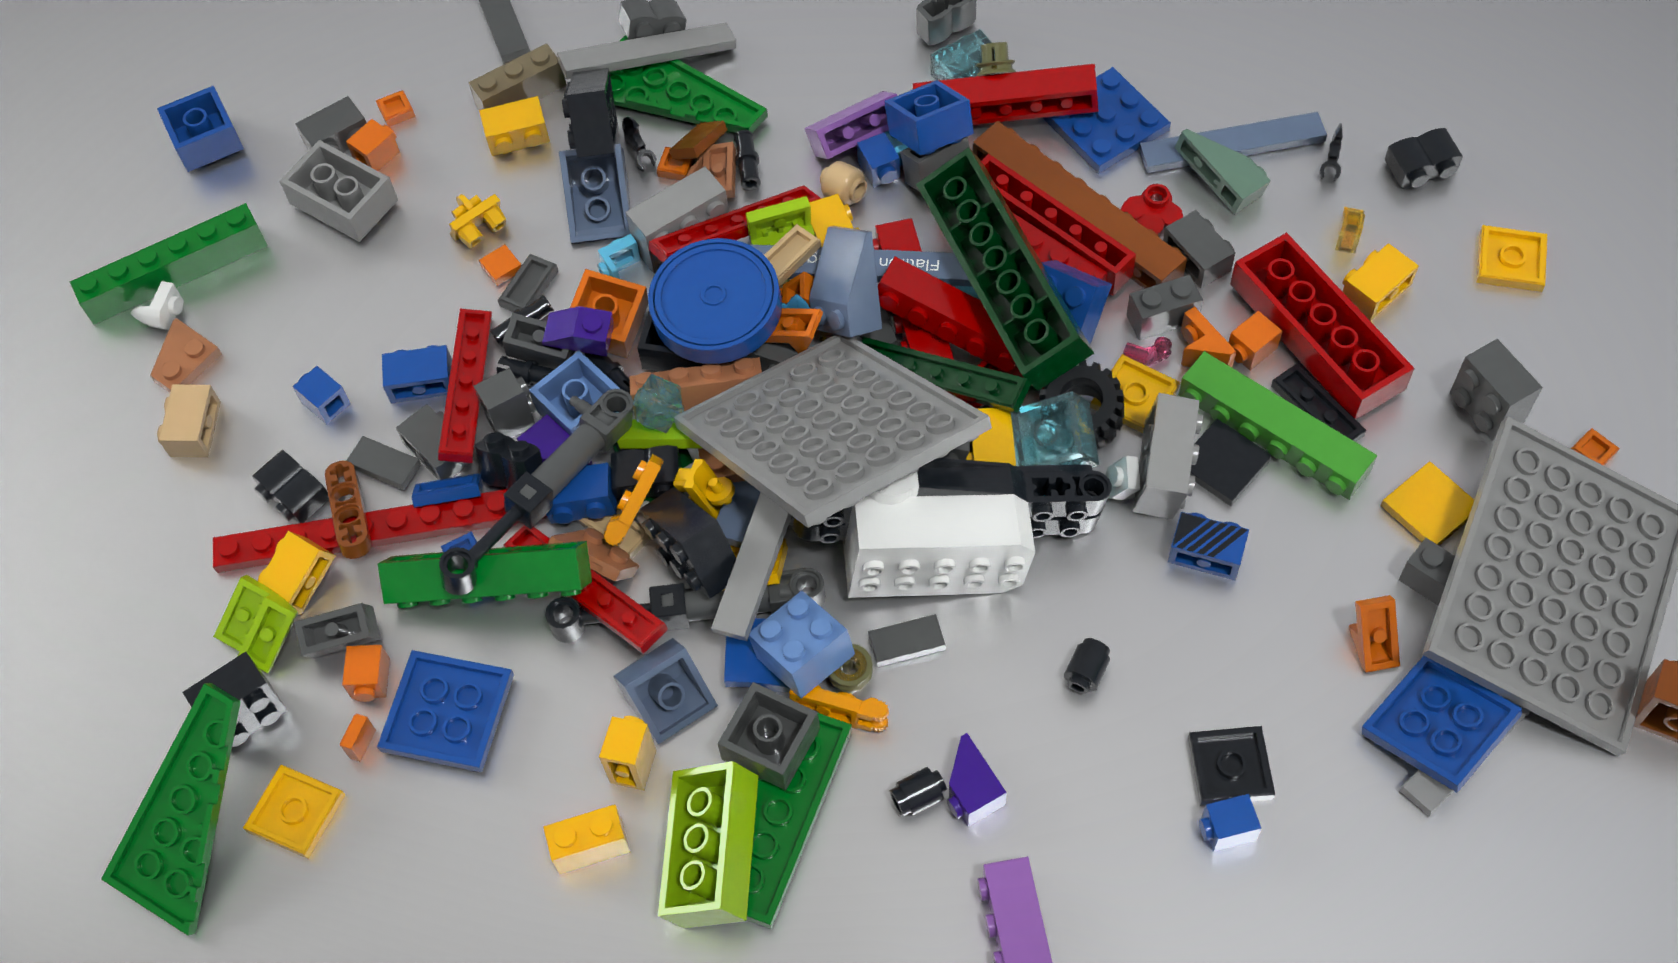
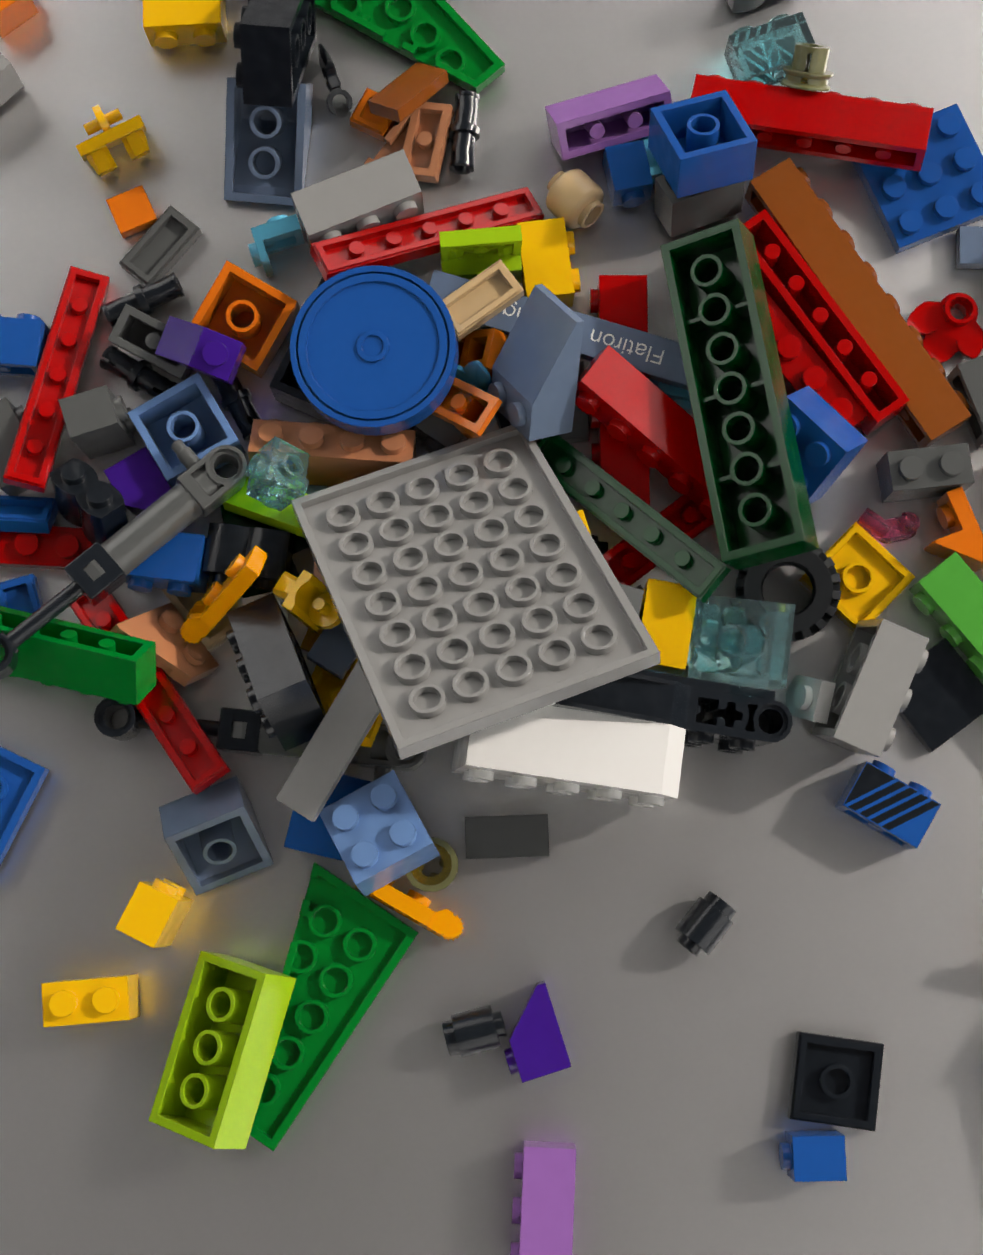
camera: 10 degrees right, 20 degrees up
(769, 735) = (316, 939): dark grey brick -> none

